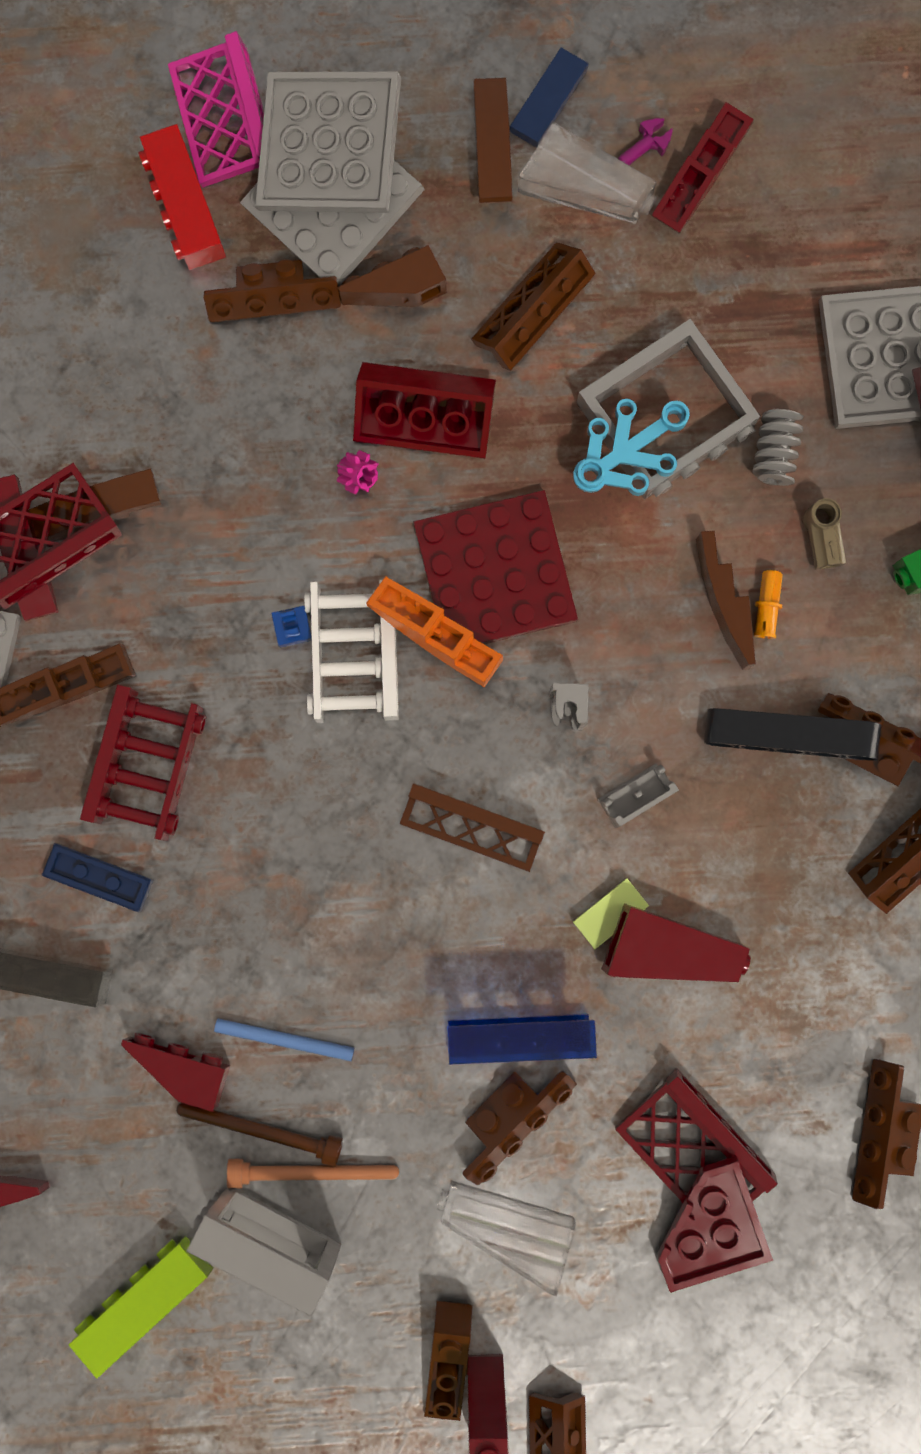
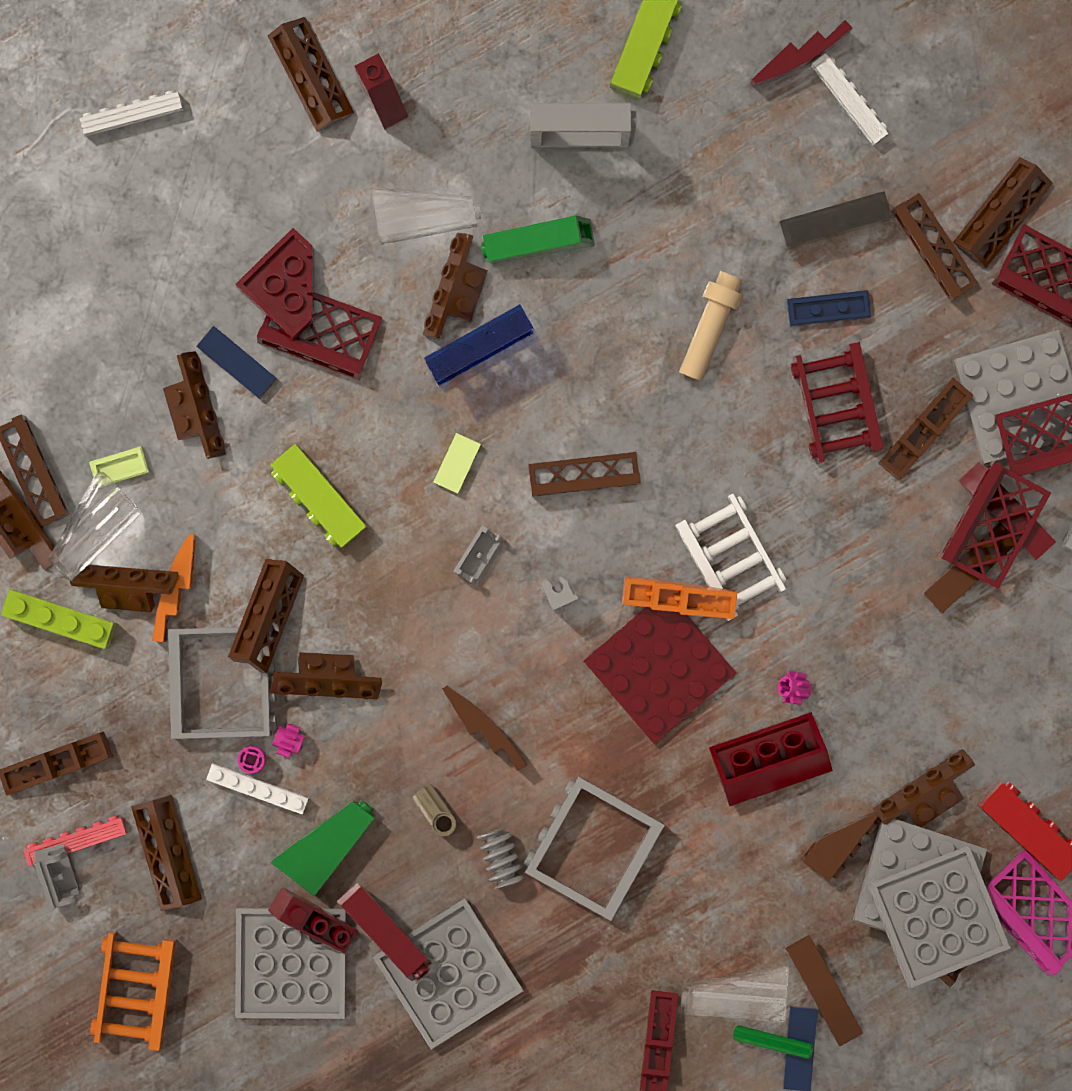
camera: 155 degrees right, 5 degrees up
(185, 1076) = (695, 205): dark red slope -> none
(210, 950) = (722, 298): none -> tan piece
(241, 1172) = (622, 160): nougat piece -> none
(284, 1039) = (640, 263): medium blue bar -> none
(291, 626) = (784, 553): blue tile -> none
(326, 1148) = (573, 205): reddish brown piece -> none
(387, 1129) = (538, 239): none -> green slope
(448, 1360) = (420, 108): reddish brown slope -> none
(538, 305) = (726, 879): reddish brown fence -> none
(575, 113) = (773, 1042): none -> green axle
(626, 450) = (609, 796): medium azure plant -> none
(648, 142) = (710, 1048): magenta bar -> none
(666, 949) = (408, 457): dark red slope -> none
(768, 604) = (451, 740): light orange axle -> none
(791, 956) = (318, 496): none -> lime brick
(793, 734) = (392, 650): black beam -> none
(811, 1163) = (236, 362): none -> dark blue tile

